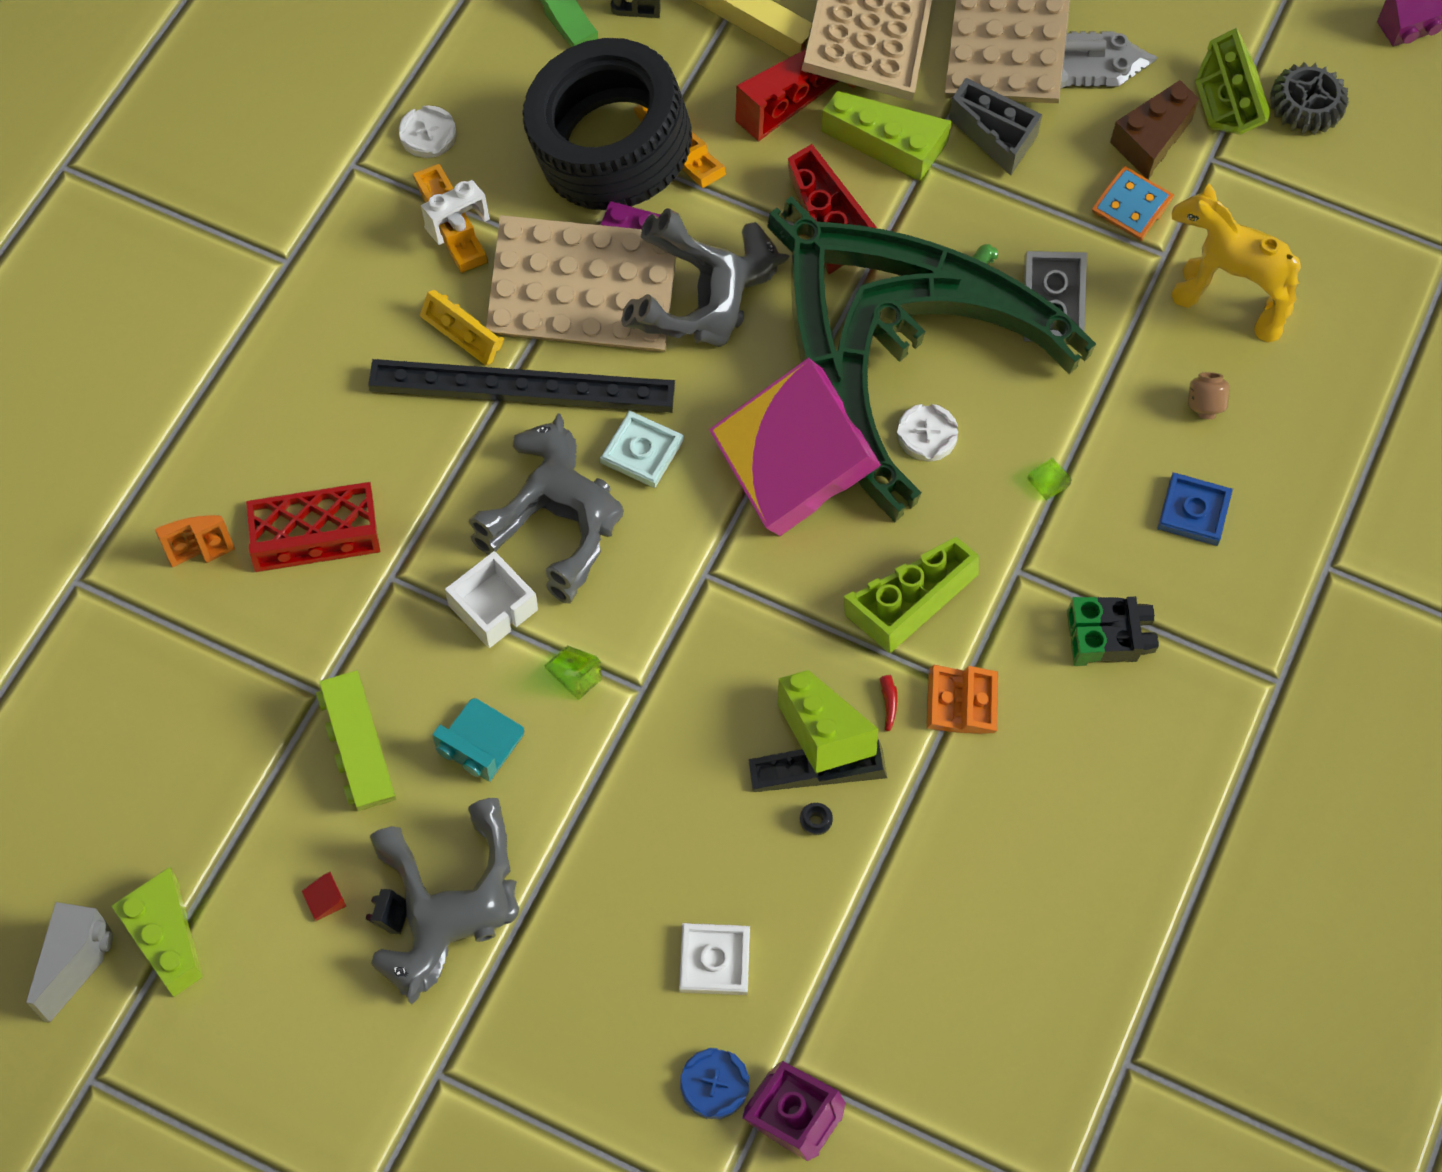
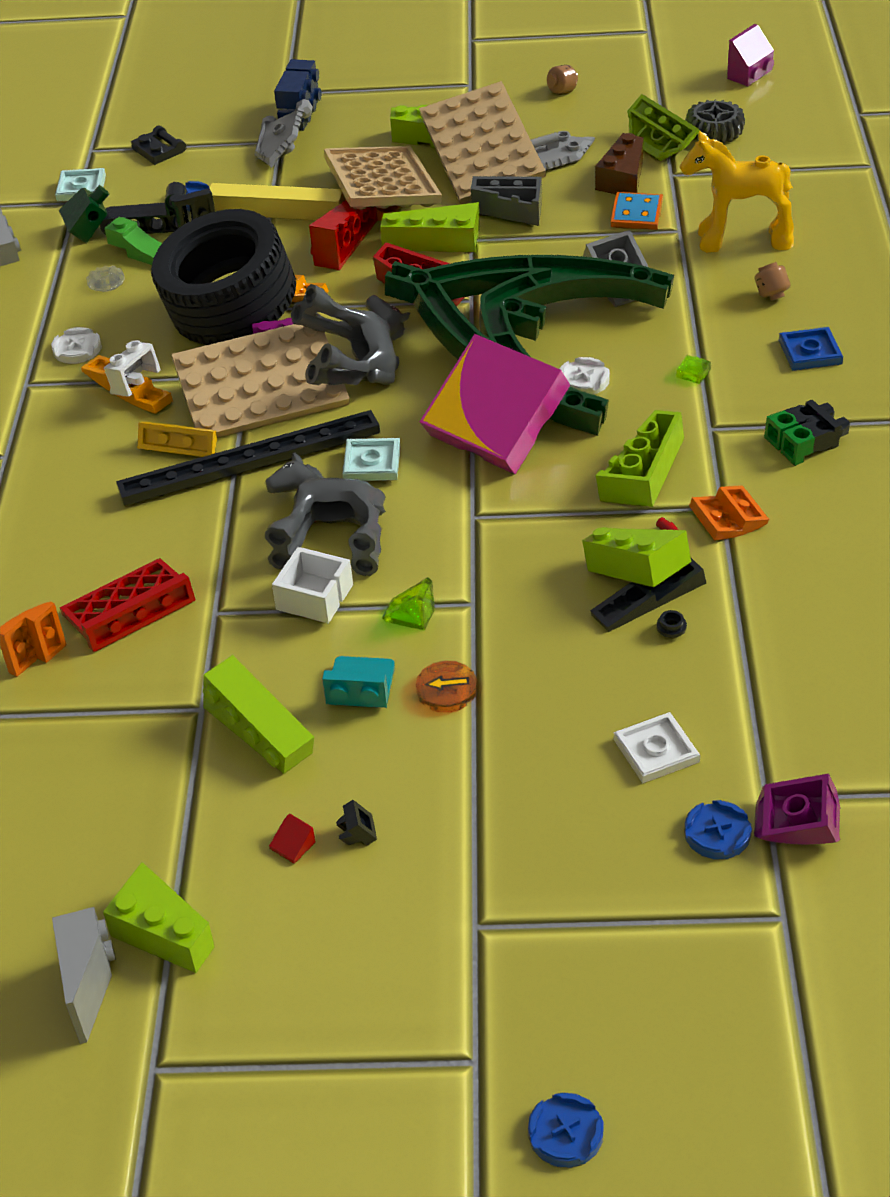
camera: 20 degrees left, 20 degrees down
(448, 914) = (412, 800): dark grey animal -> none
(500, 50) = (105, 278): none -> clear gear
(558, 784) = (446, 686): none -> clear orange tile

